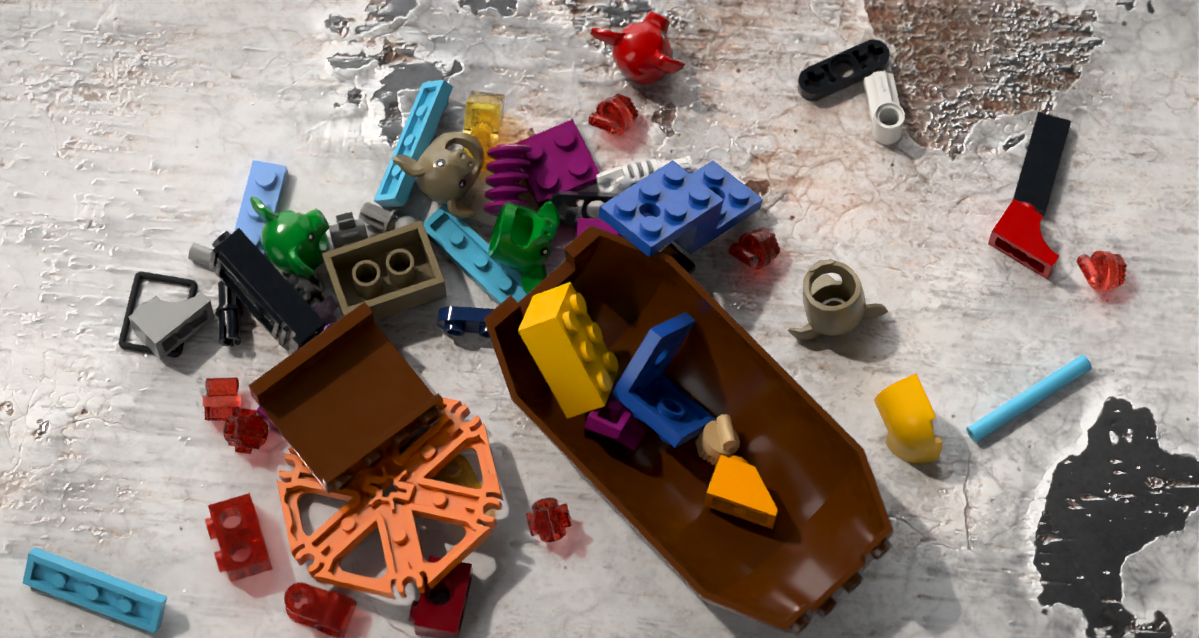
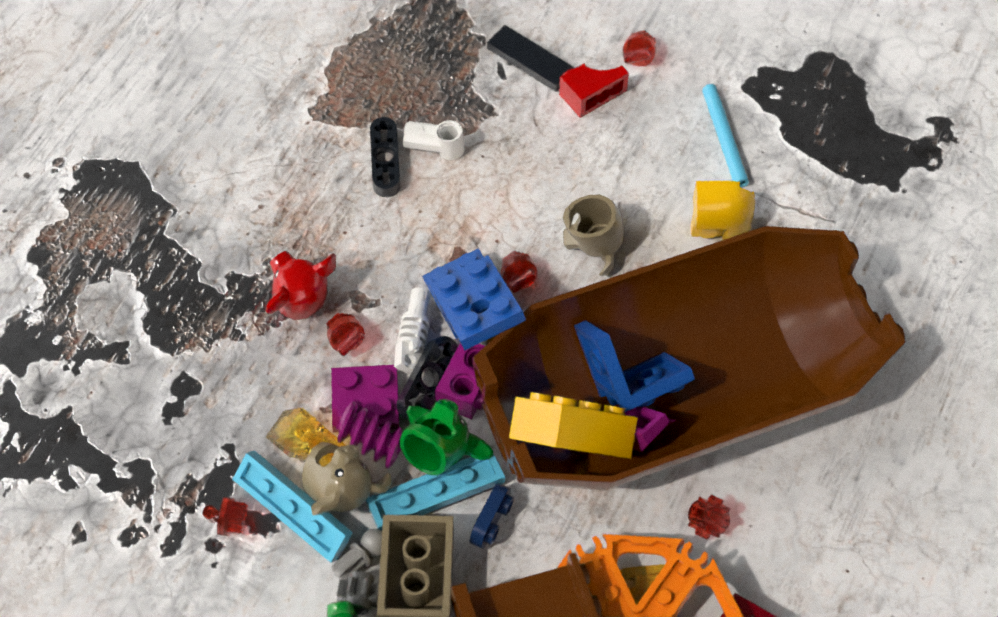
camera: 70 degrees left, 10 degrees down
(380, 94) = (230, 517): none -> clear red piece
(717, 439) = (689, 351): tan piece -> none
(740, 492) = (740, 354): light orange slope -> none

